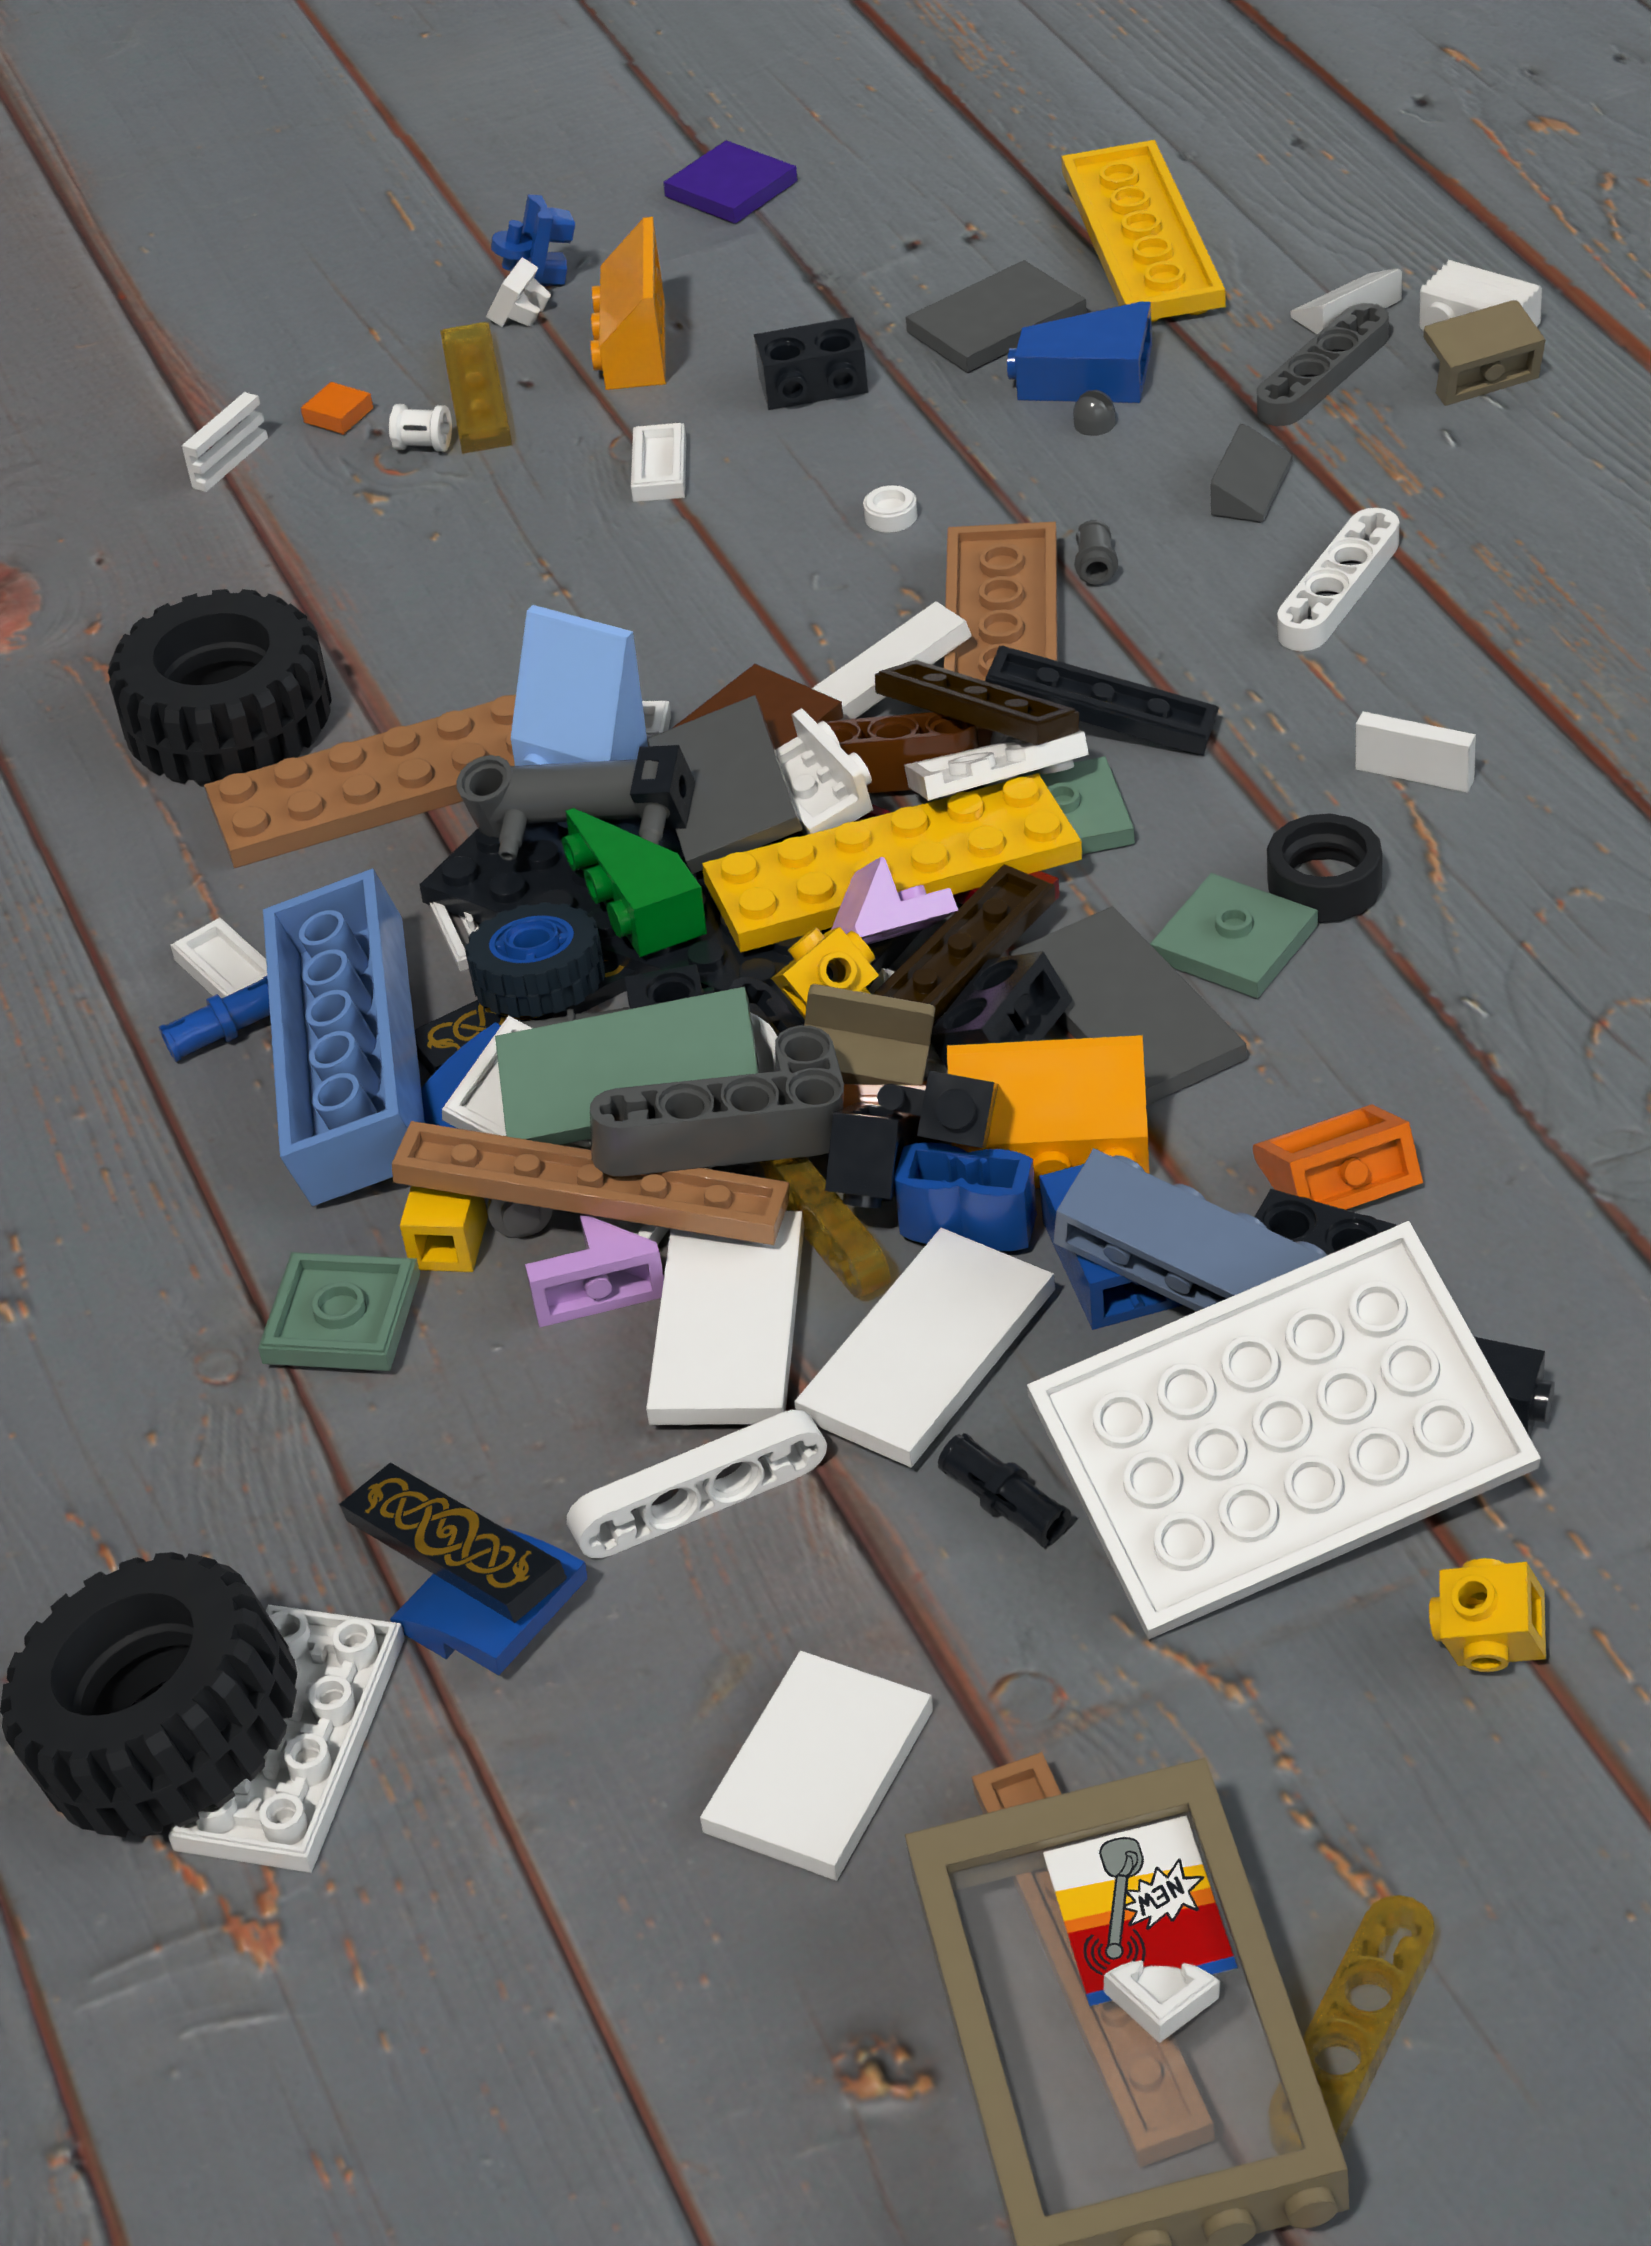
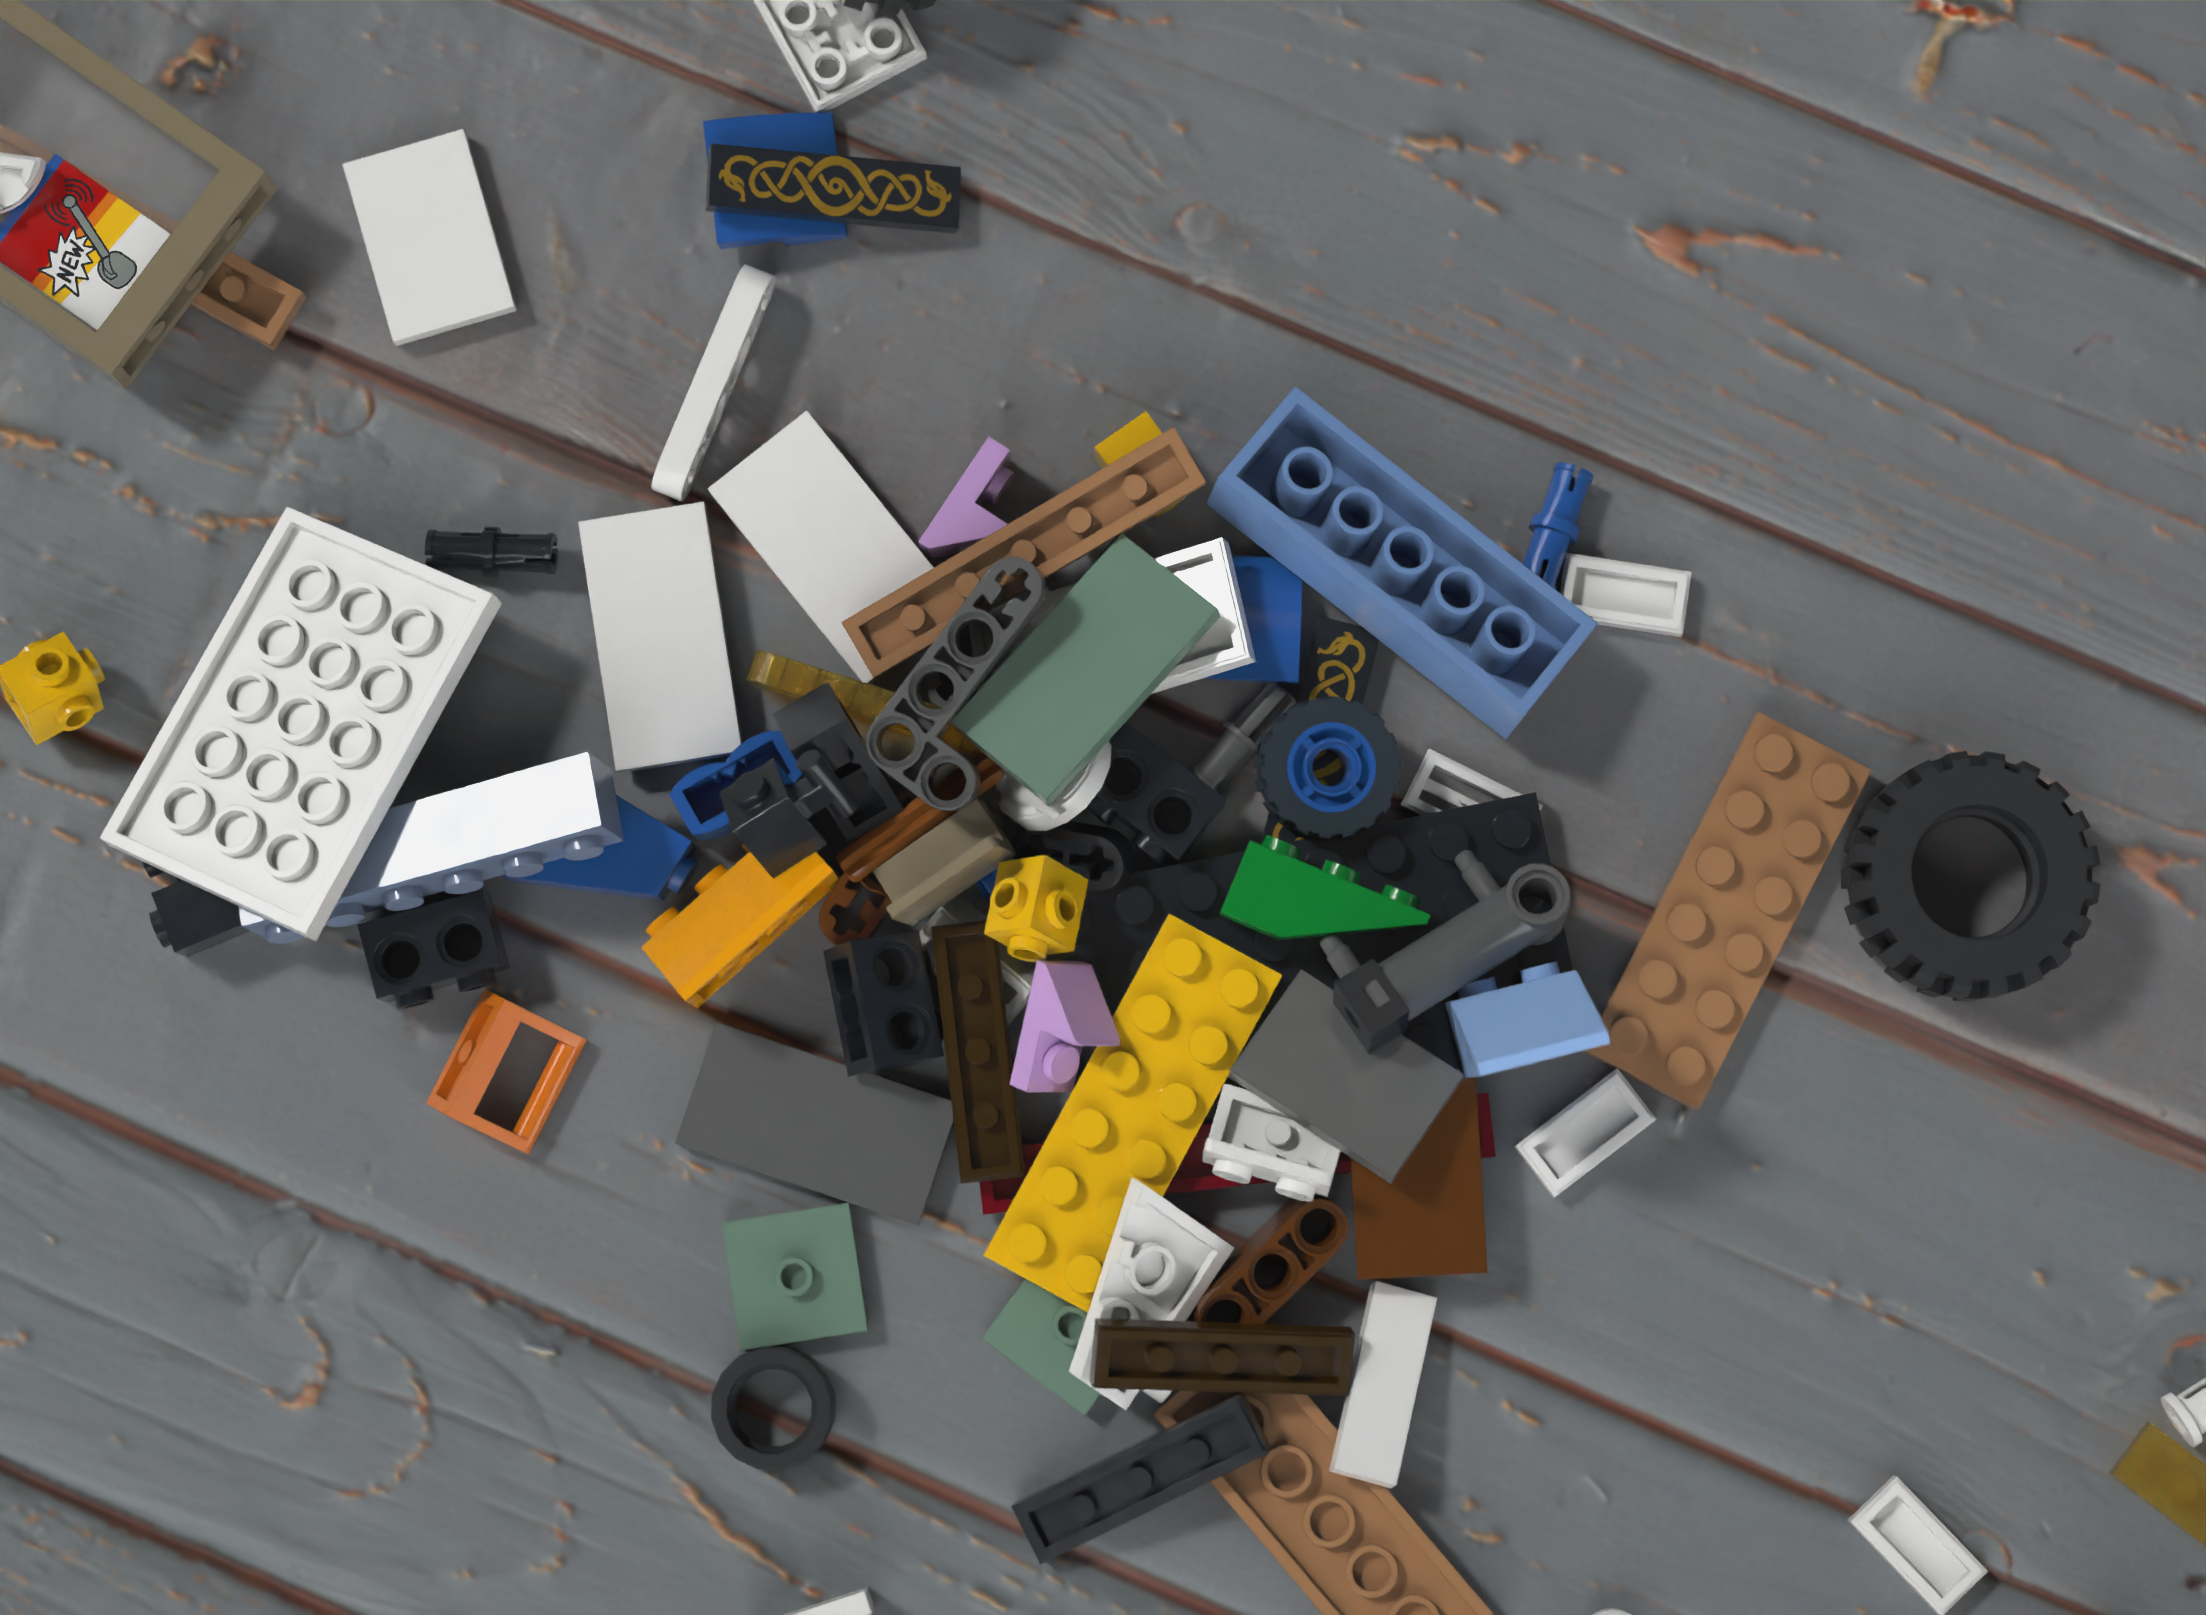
camera: 135 degrees right, 40 degrees up
(339, 1311) = (1140, 327): sand green plate -> none

